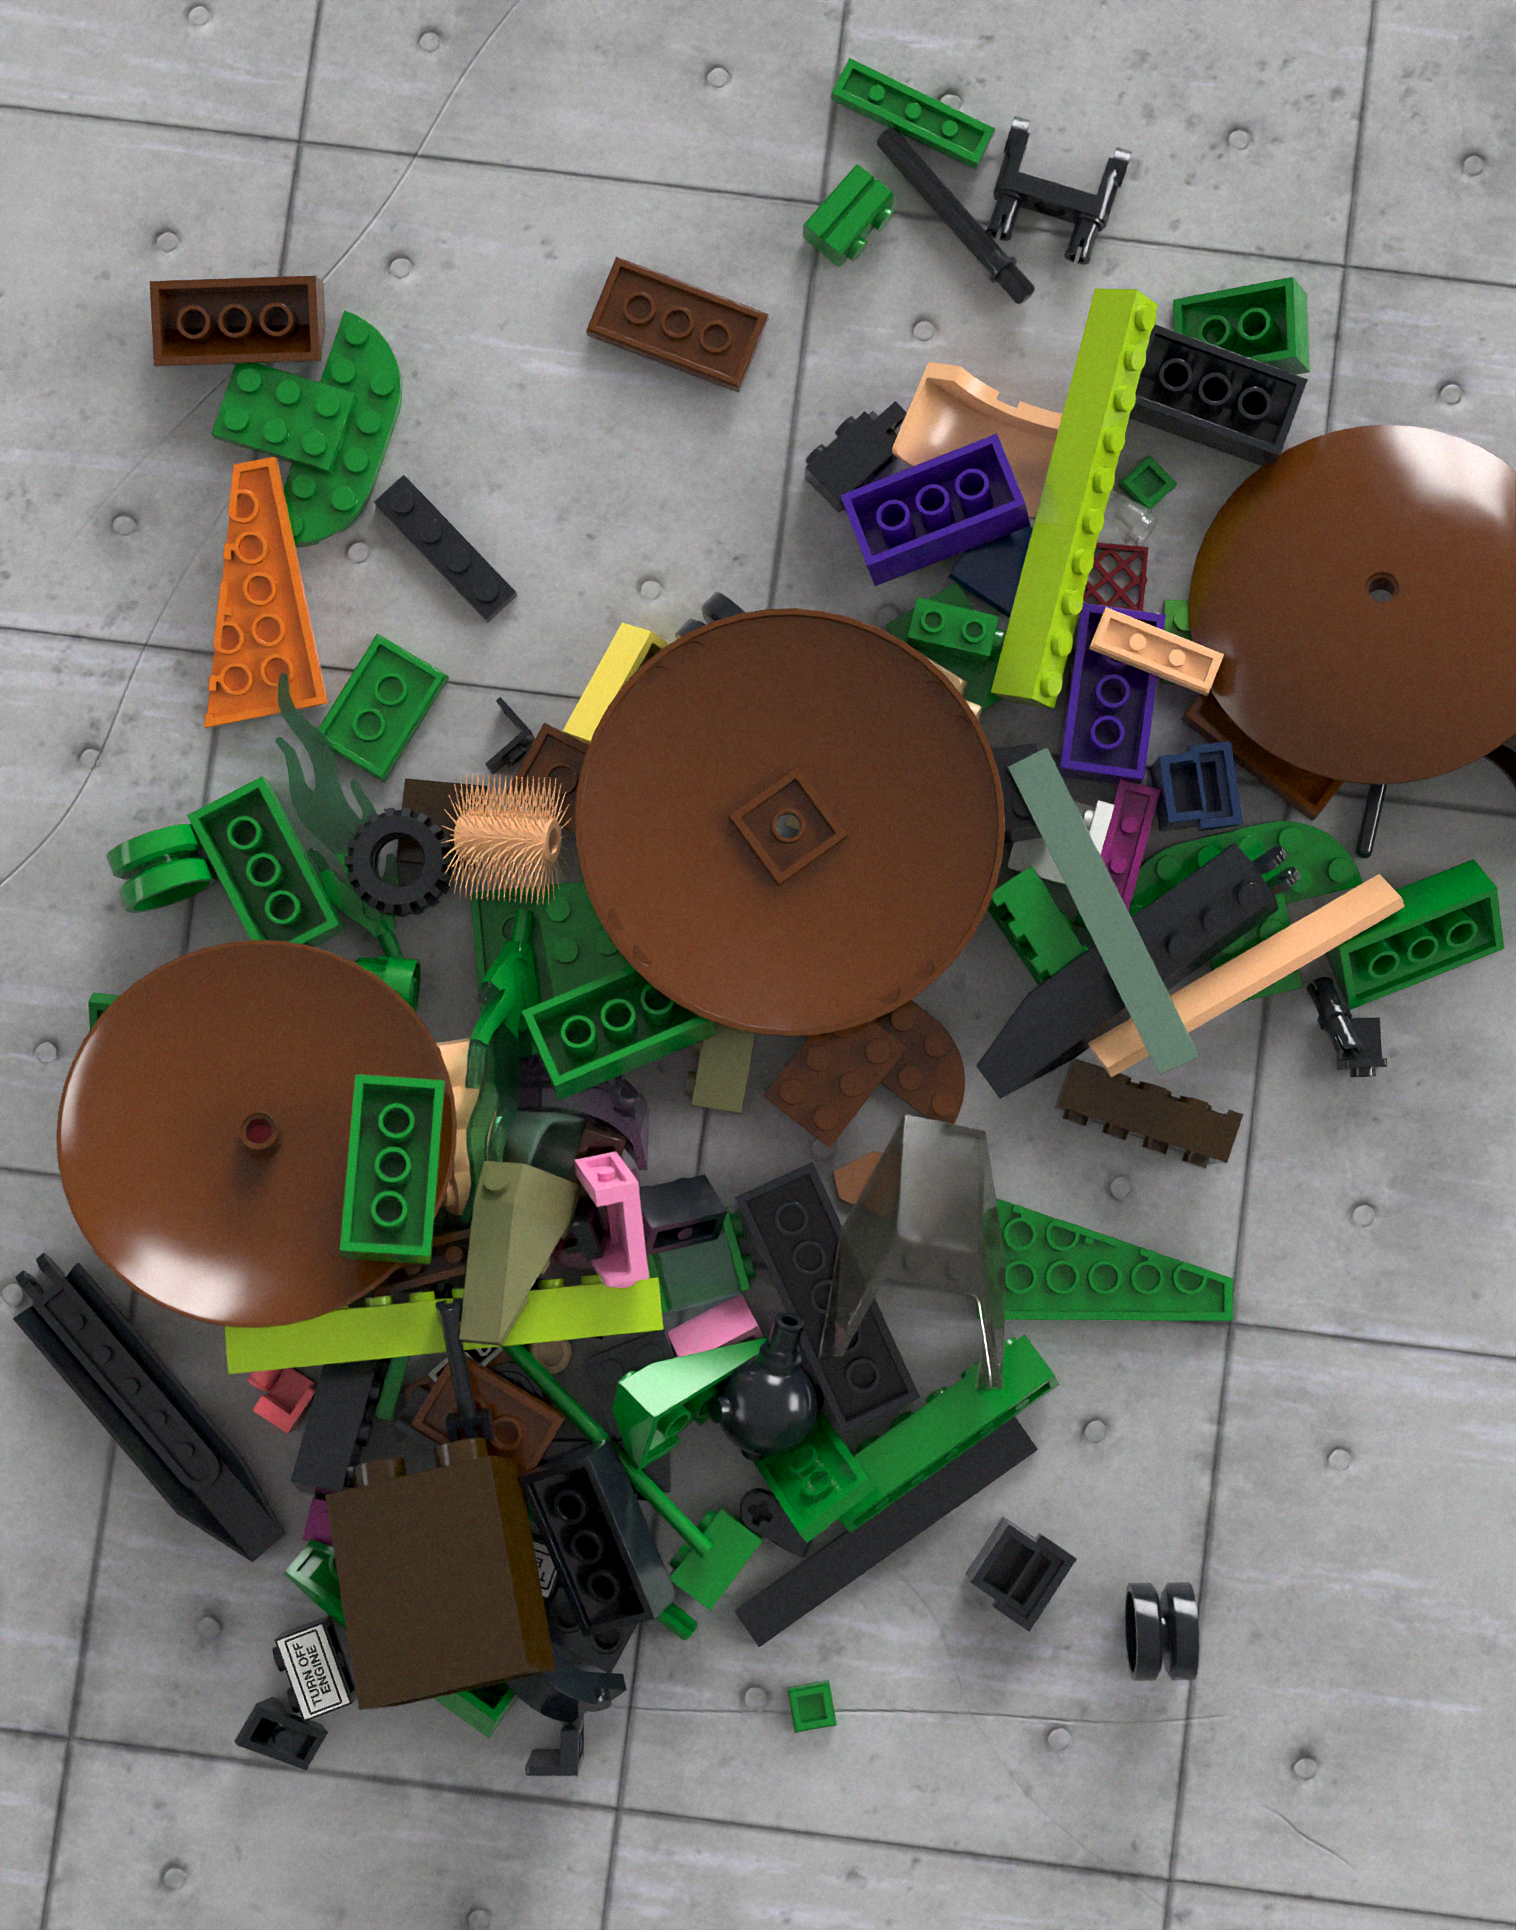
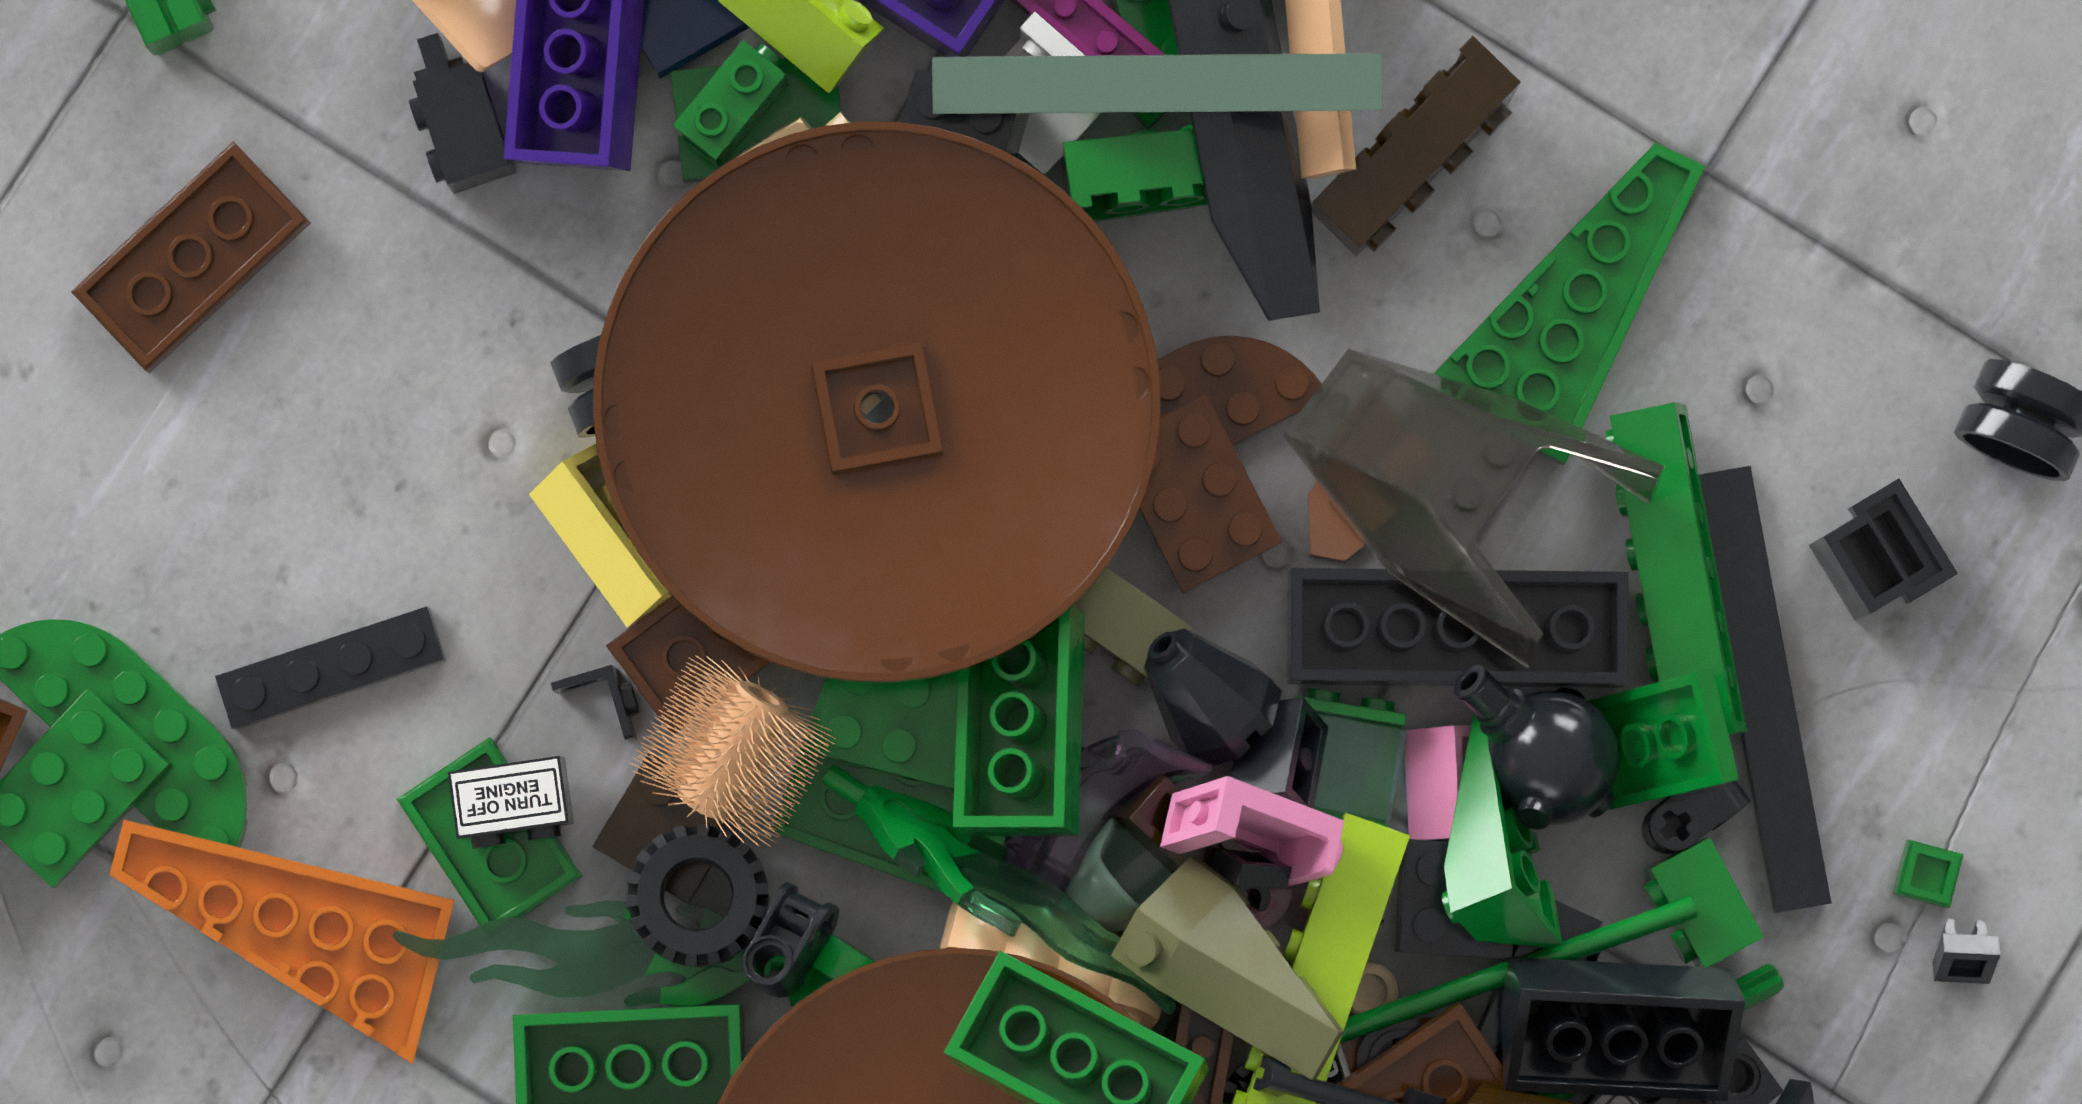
camera: 70 degrees left, 0 degrees up
(399, 936) = (789, 936): none -> black piece
(409, 707) = (510, 800): none -> brick
(697, 1146) = (1209, 696): none -> black cone
(765, 1760) = (1966, 956): none -> black tile

